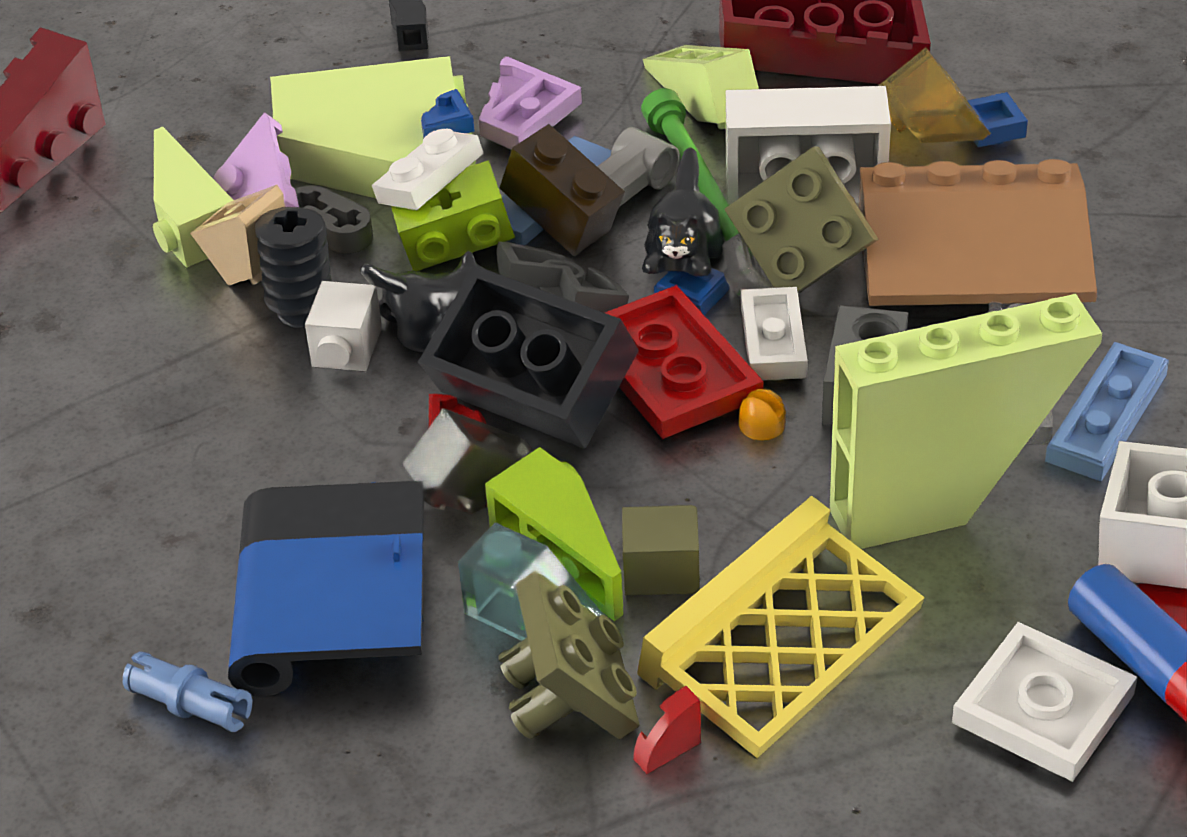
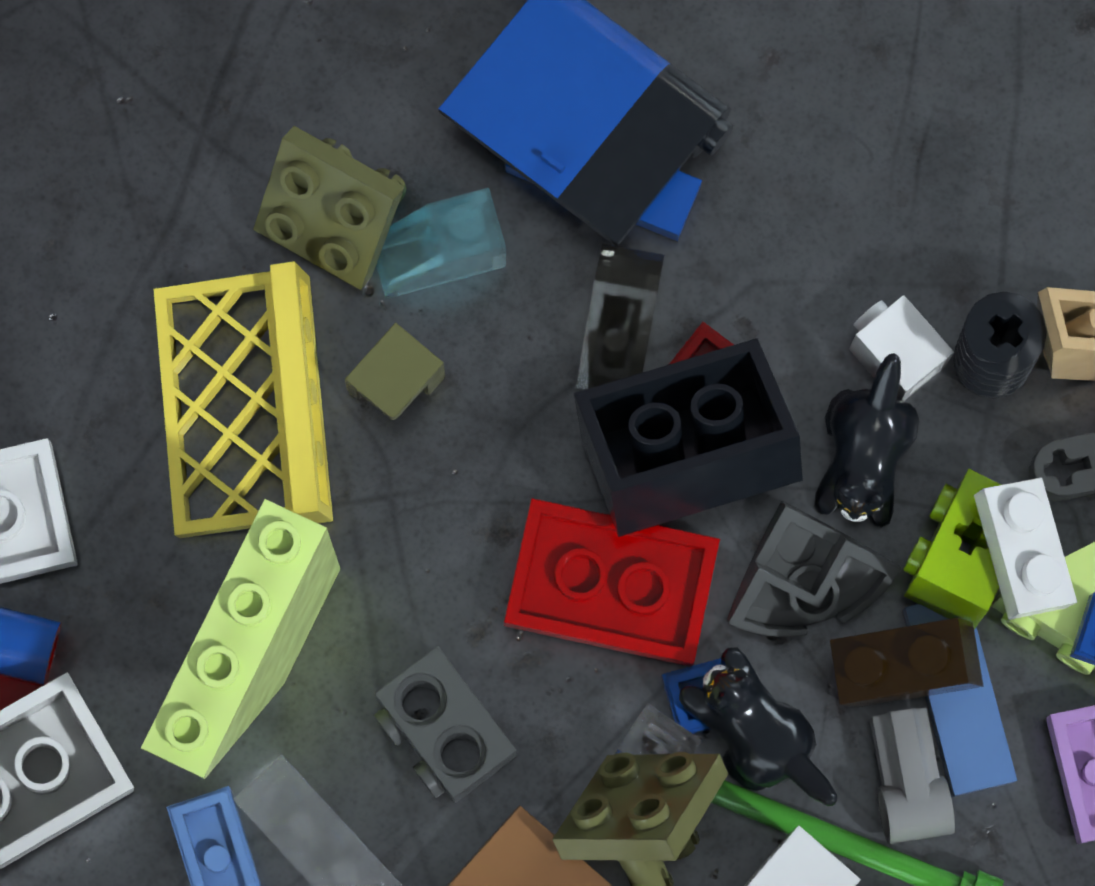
camera: 125 degrees right, 35 degrees up
(553, 507) = (498, 327): lime slope -> none
(673, 733) = (221, 237): red tile -> none
(762, 415) = (487, 618): light orange hinge -> none
(774, 333) = (565, 698): white plate -> none

